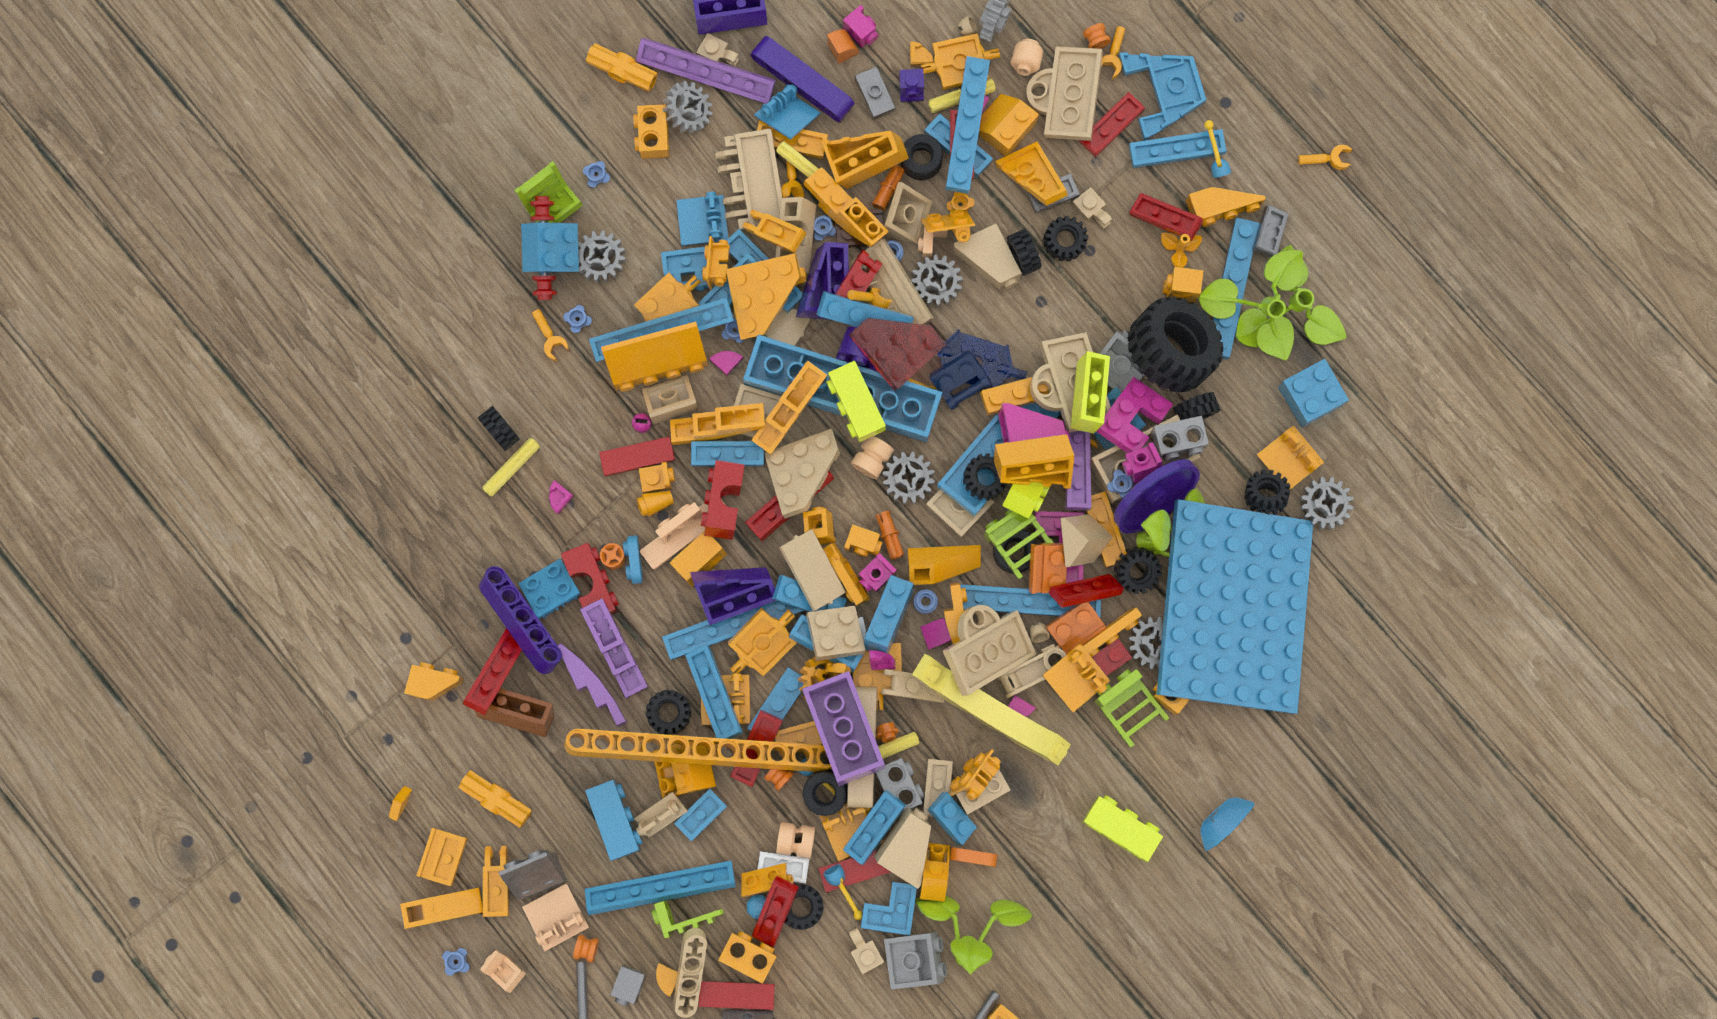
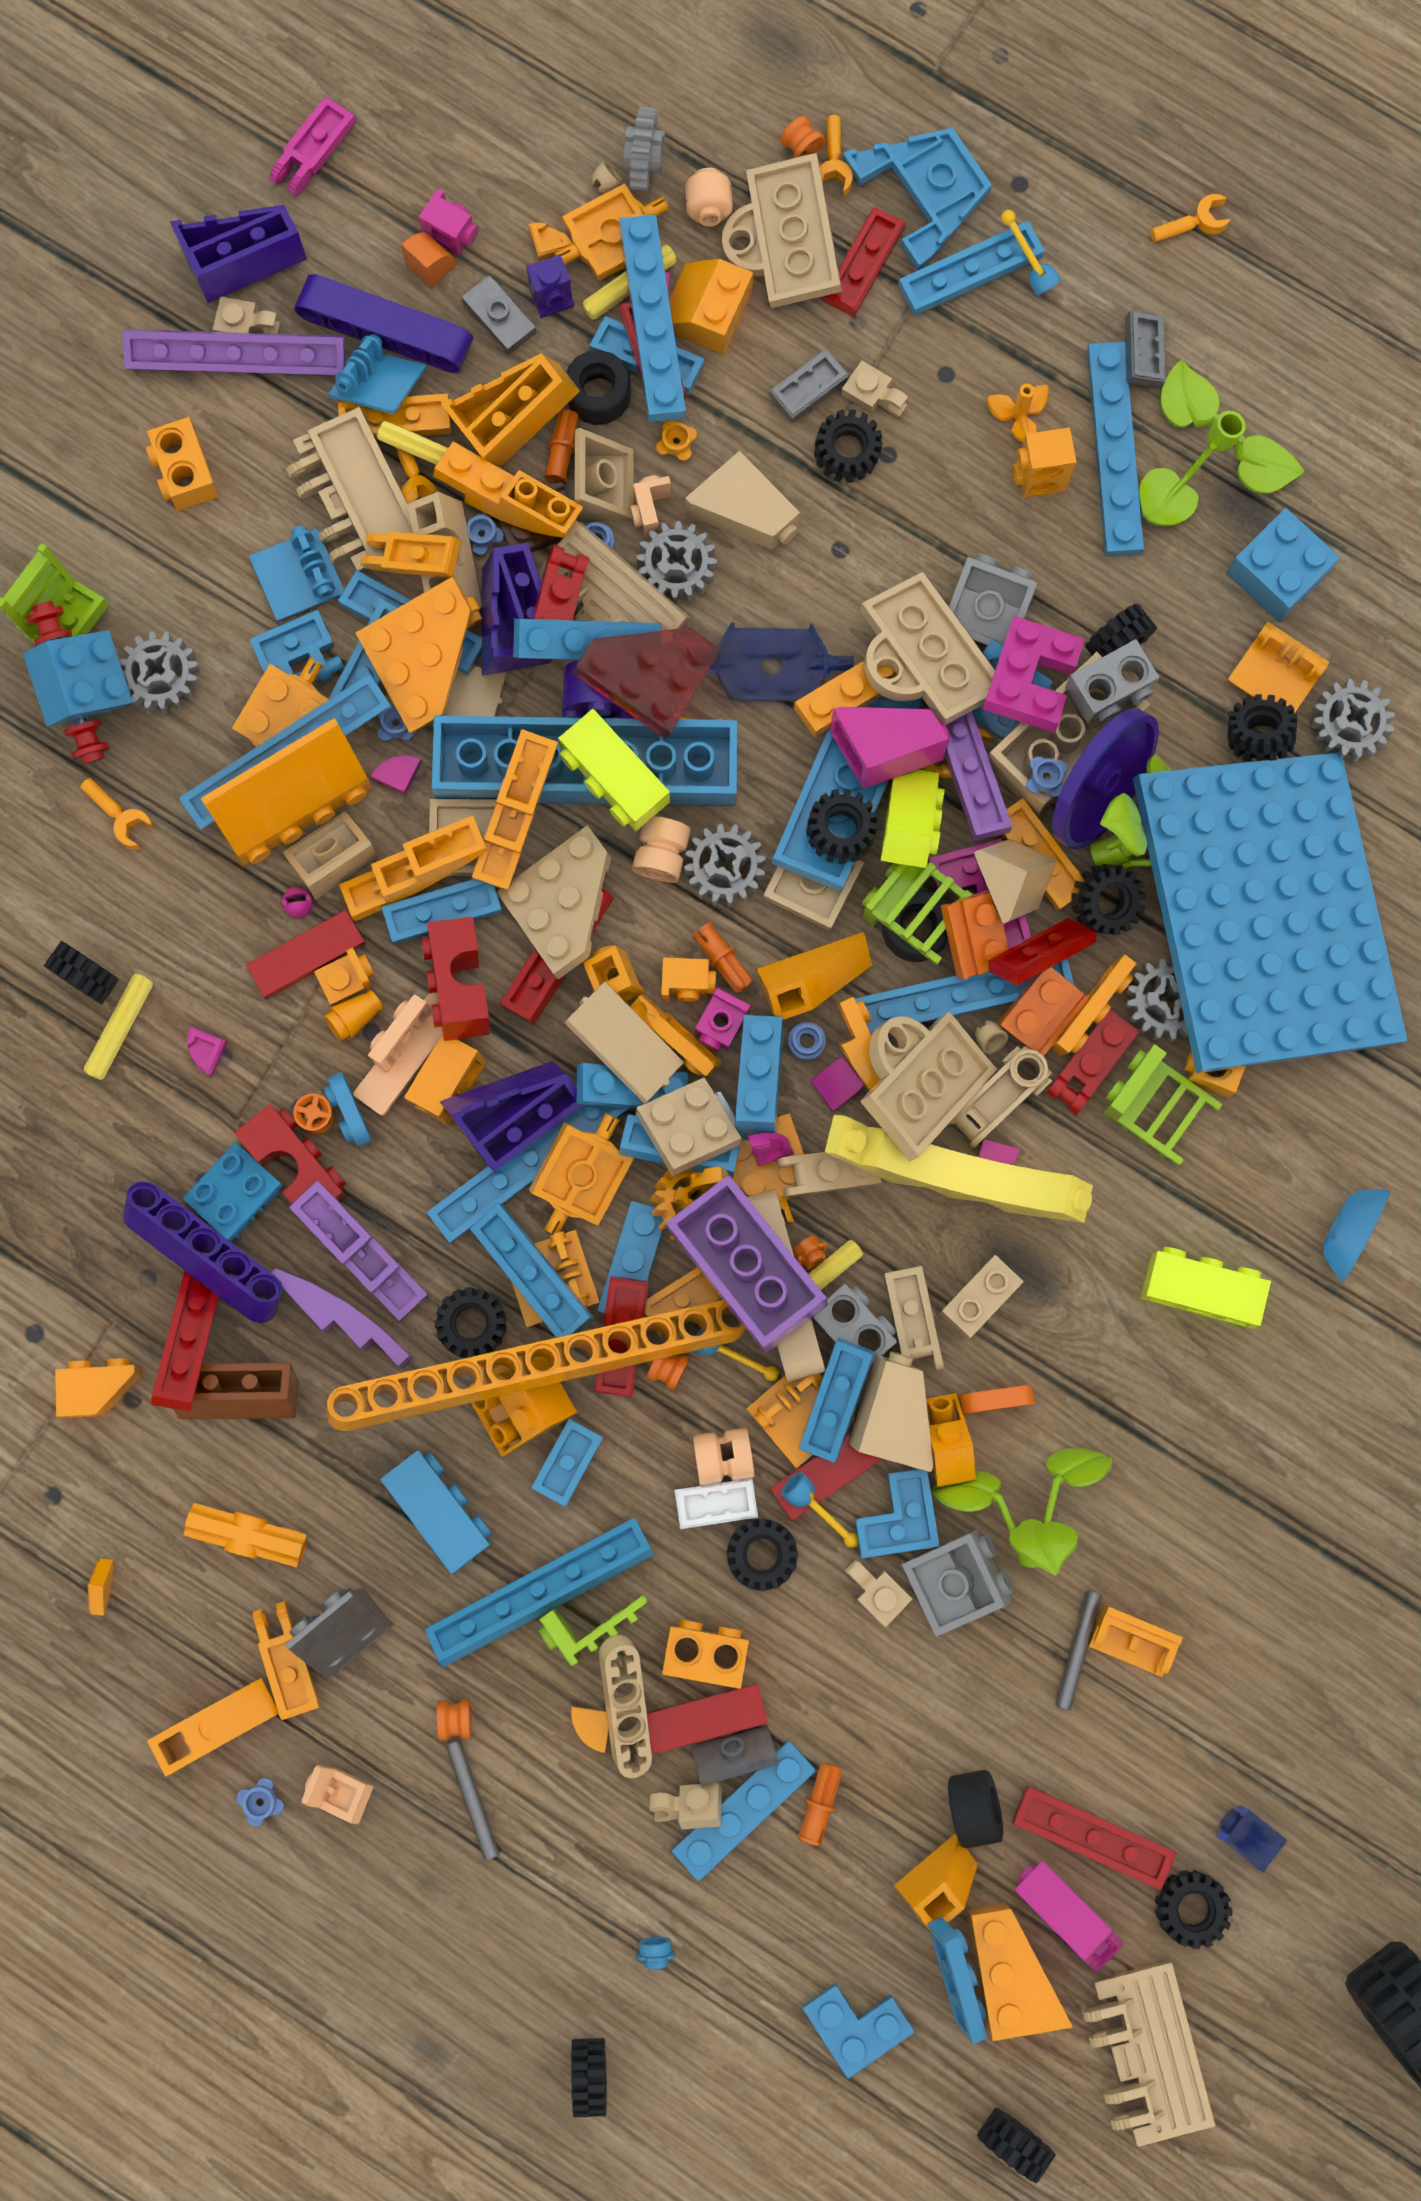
camera: 20 degrees left, 0 degrees up
(442, 857) = (190, 1649): light orange plate -> none
(555, 917) = (392, 1686): light nougat hinge -> none
(579, 312) = (149, 765): medium blue plate -> none
(598, 167) = (108, 545): medium blue plate -> none
(621, 67) = (106, 383): light orange piece -> none
(628, 985) = (536, 1756): flat silver brick -> none
(659, 815) = (505, 1482): tan hinge -> none
(686, 95) = (223, 412): light grey gear -> none
(714, 271) = (331, 617): light orange hinge -> none
(755, 905) = (697, 1574): dark azure tile -> none
(762, 879) = (696, 1530): light orange hinge -> none
(775, 911) = (726, 1573): red tile -> none
(811, 799) = (745, 1395): black tyre -> none
(872, 297) = (588, 609): light orange piece -> none
(952, 818) = (948, 1351): dark azure plate -> none
(957, 221) = (681, 464): light orange hinge -> none
(957, 373) = (750, 687): dark blue plate -> none
(976, 775) = (964, 1275): light orange hinge -> none
(1024, 251) = (795, 479): black tyre -> none
(1034, 173) = (772, 362): light orange wing -> none
(1036, 460) = (911, 778): light orange wedge -> none
(1076, 678) = (1069, 1085): light orange hinge -> none
(1090, 392) = (959, 653): neon yellow brick -> none
(1142, 462) = (1070, 734): dark pink brick -> none
(1160, 359) = (1061, 548): black tyre -> none
(1165, 216) = (985, 369): red tile -> none
(1222, 203) = (1055, 330): light orange slope -> none
(1277, 336) = (1189, 400): lime plant -> none

